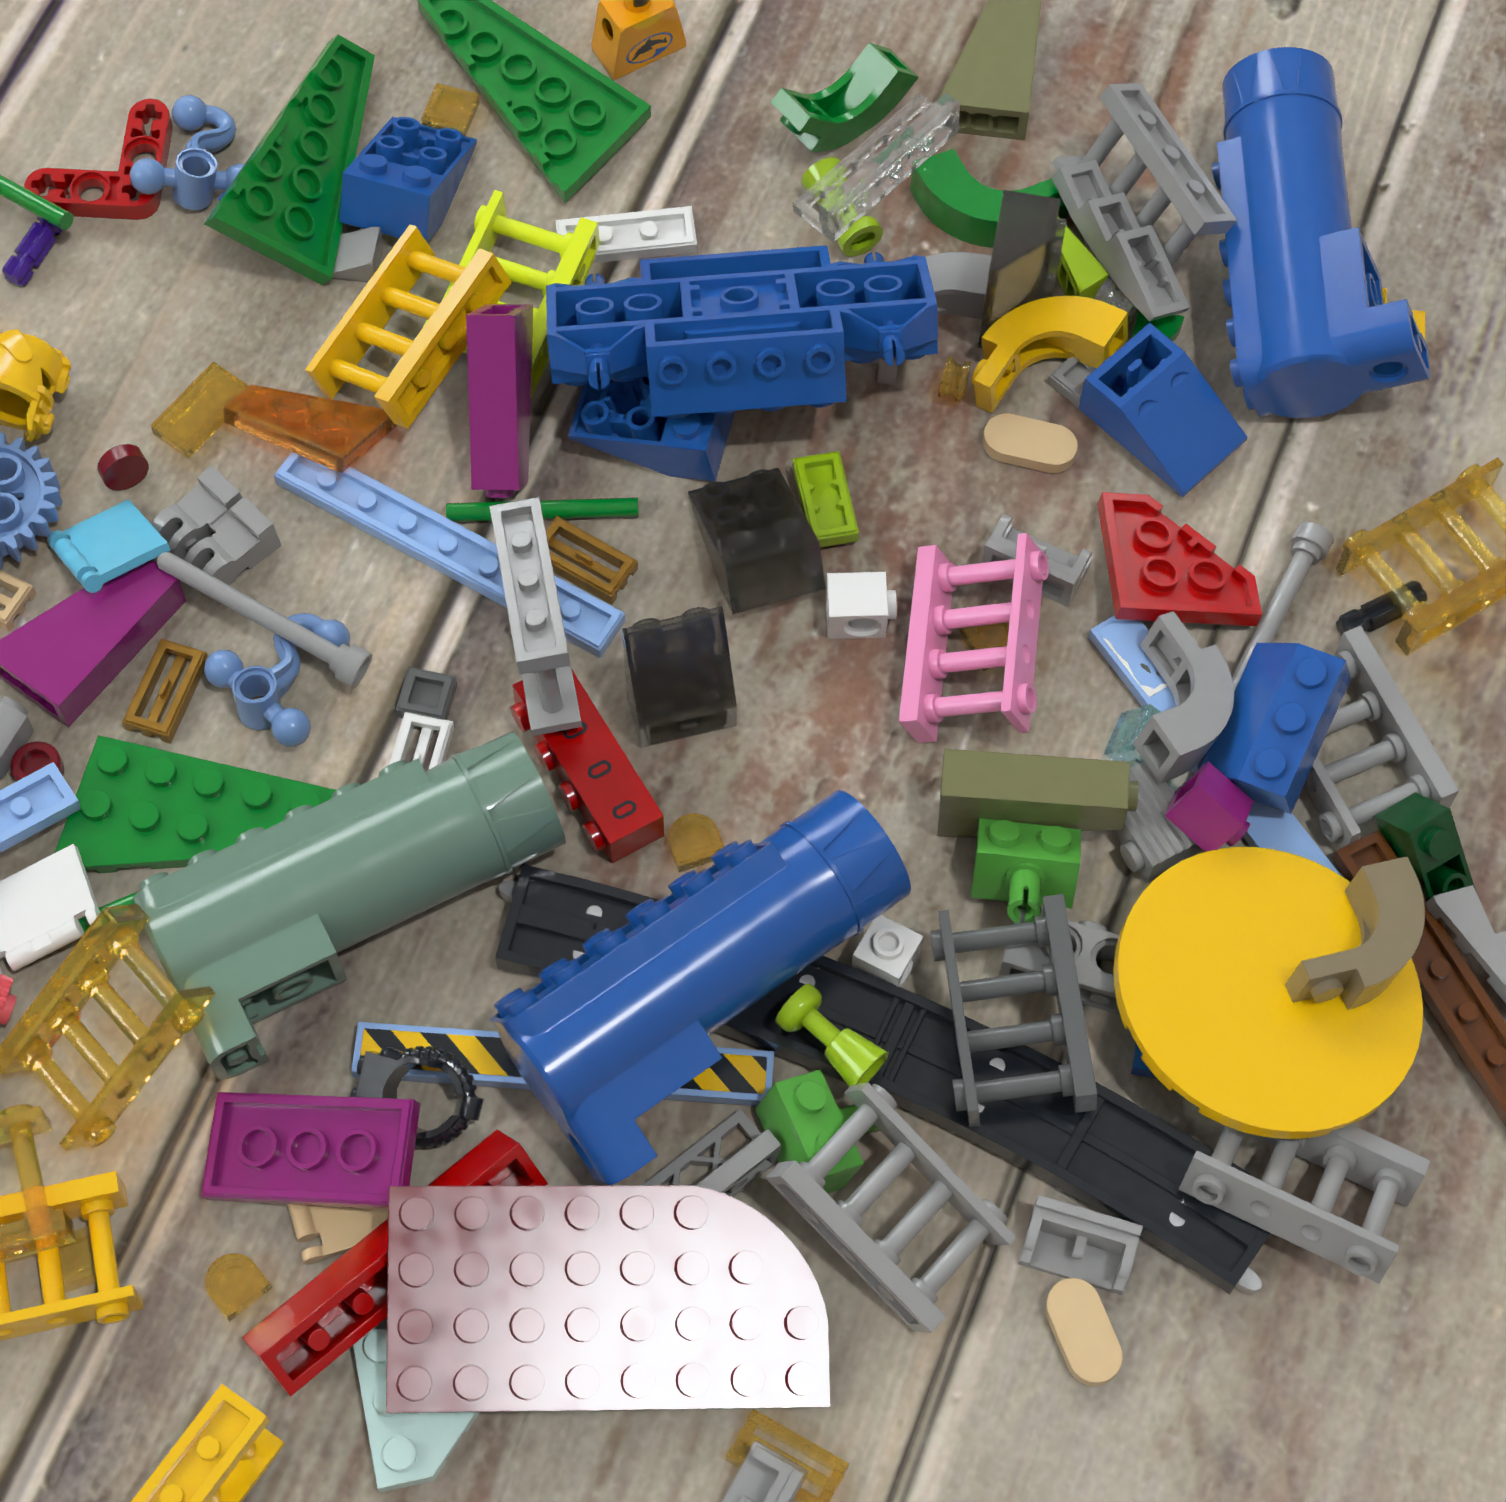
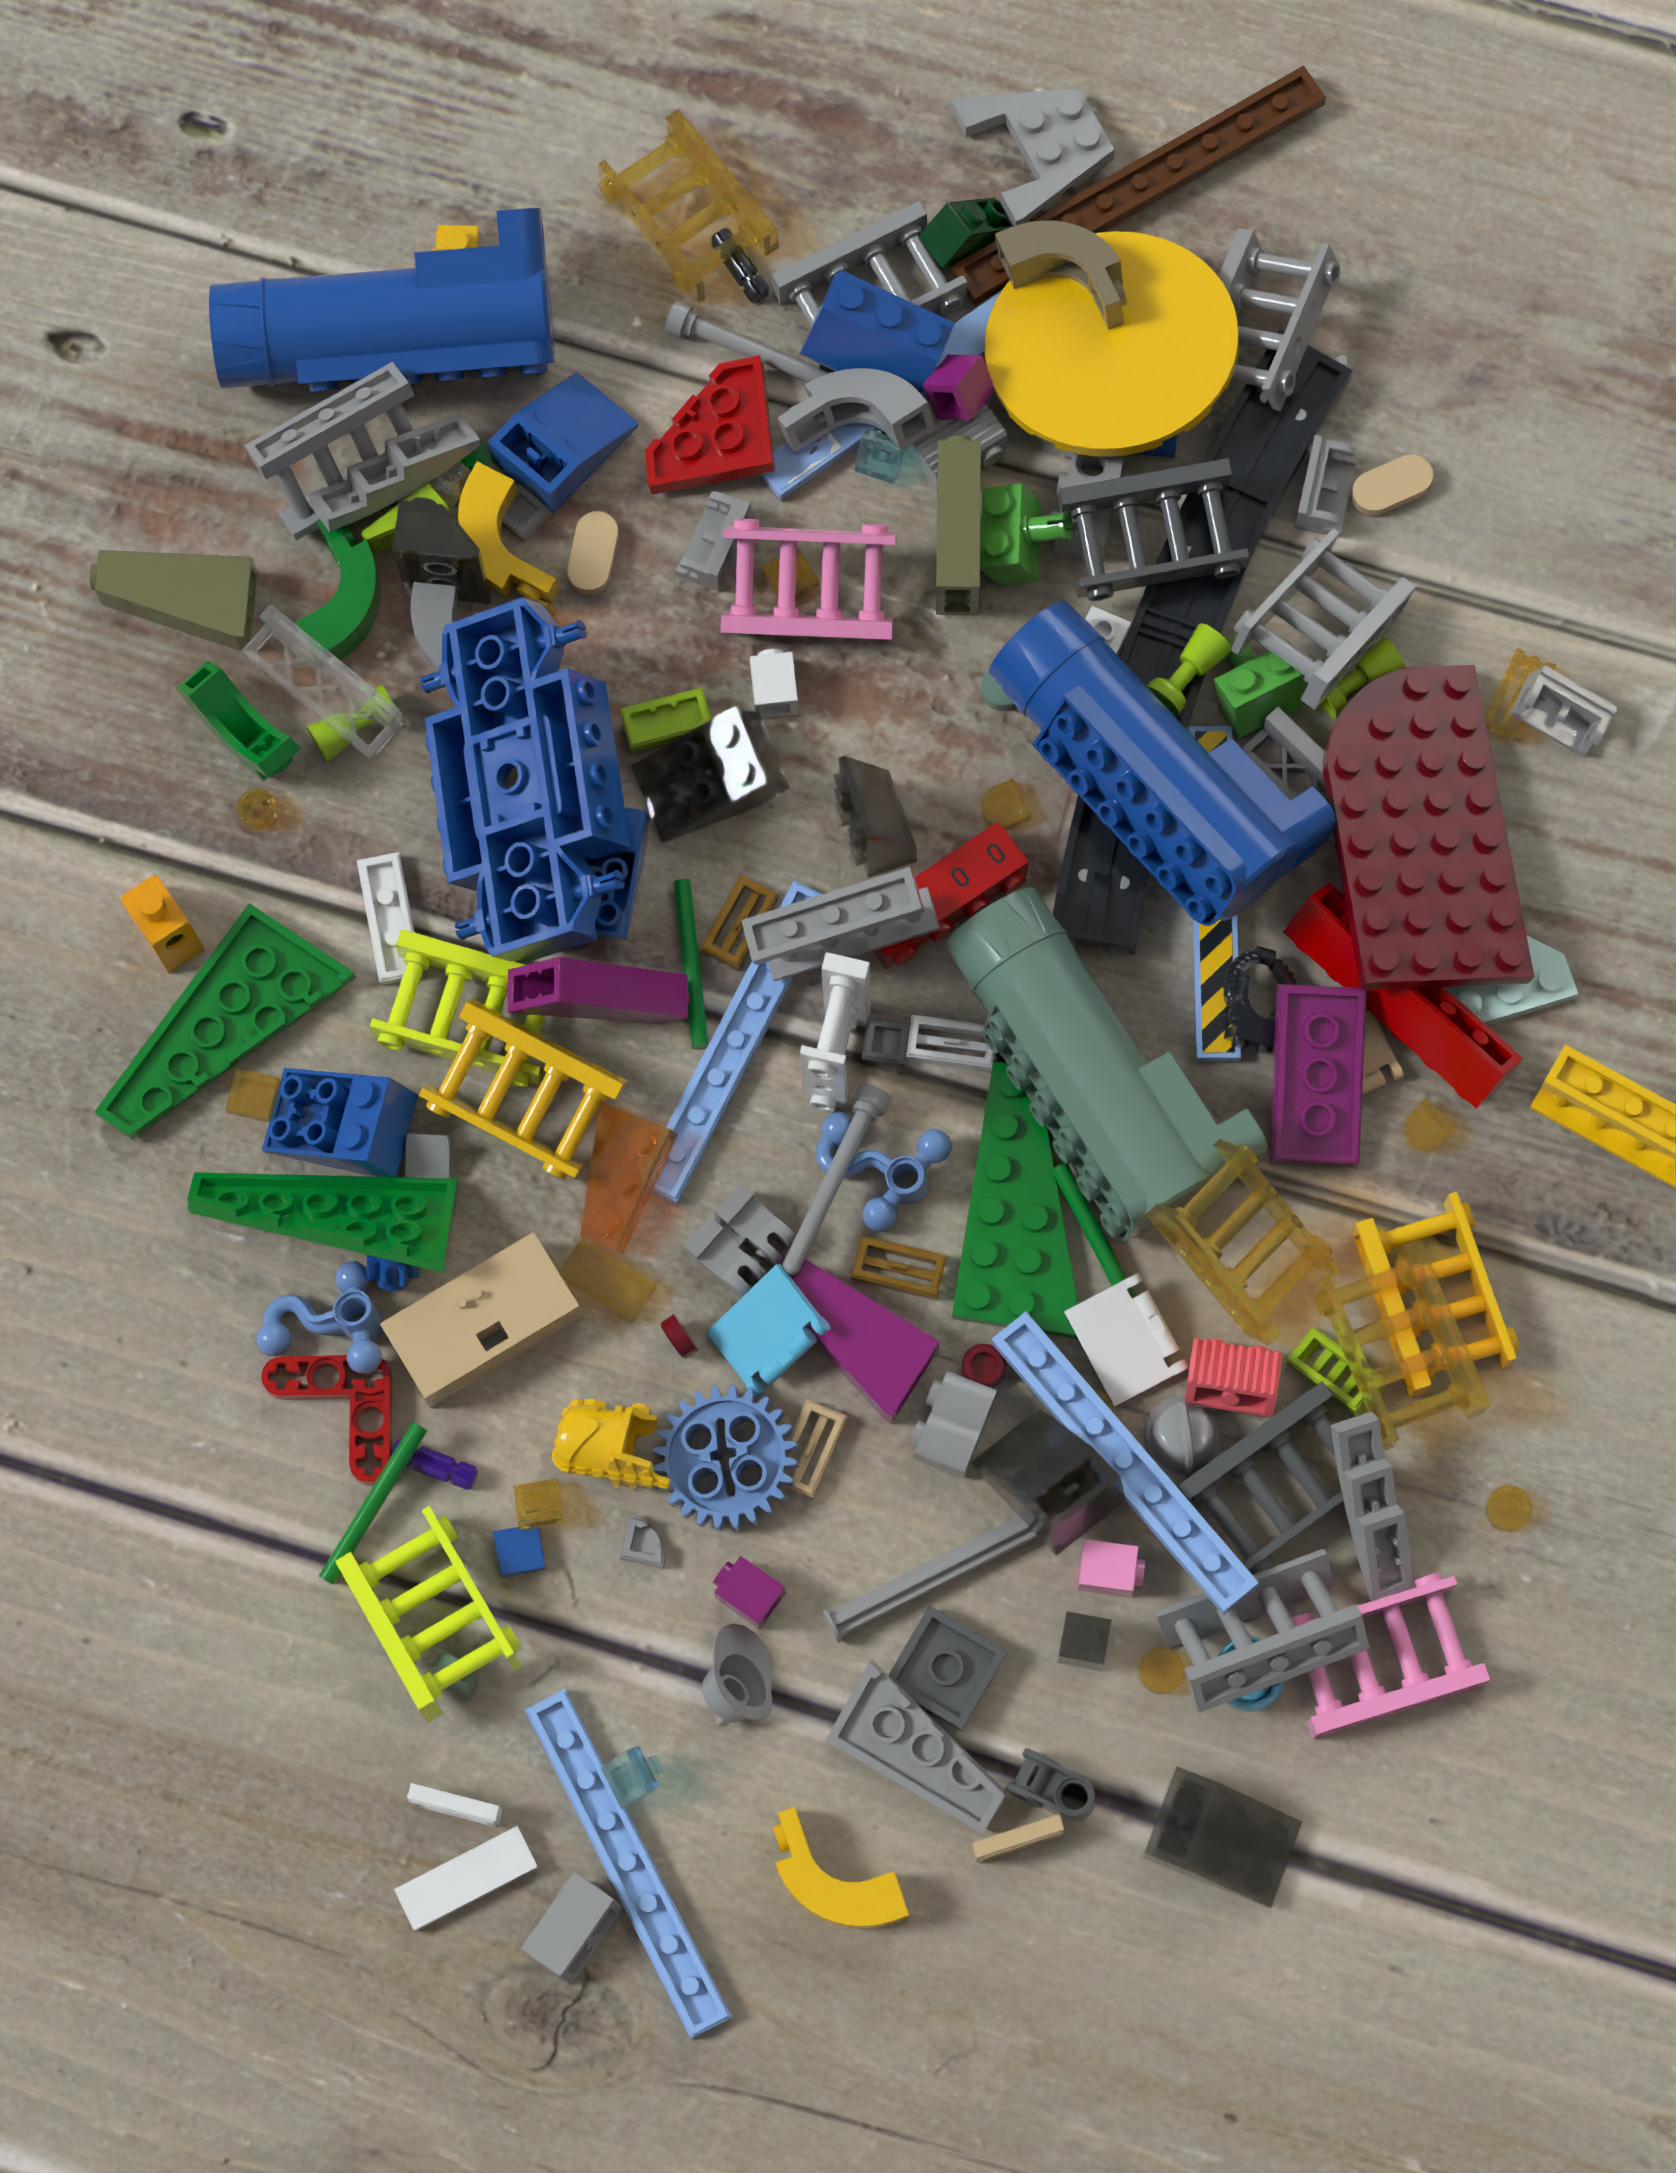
camera: 90 degrees left, 10 degrees up
(172, 286) = (481, 1319): none -> tan brick
(449, 595) = (845, 1006): none -> white fence
(757, 112) = (246, 804): none -> clear yellow bush
(836, 1279) = (1377, 661): none -> lime piece

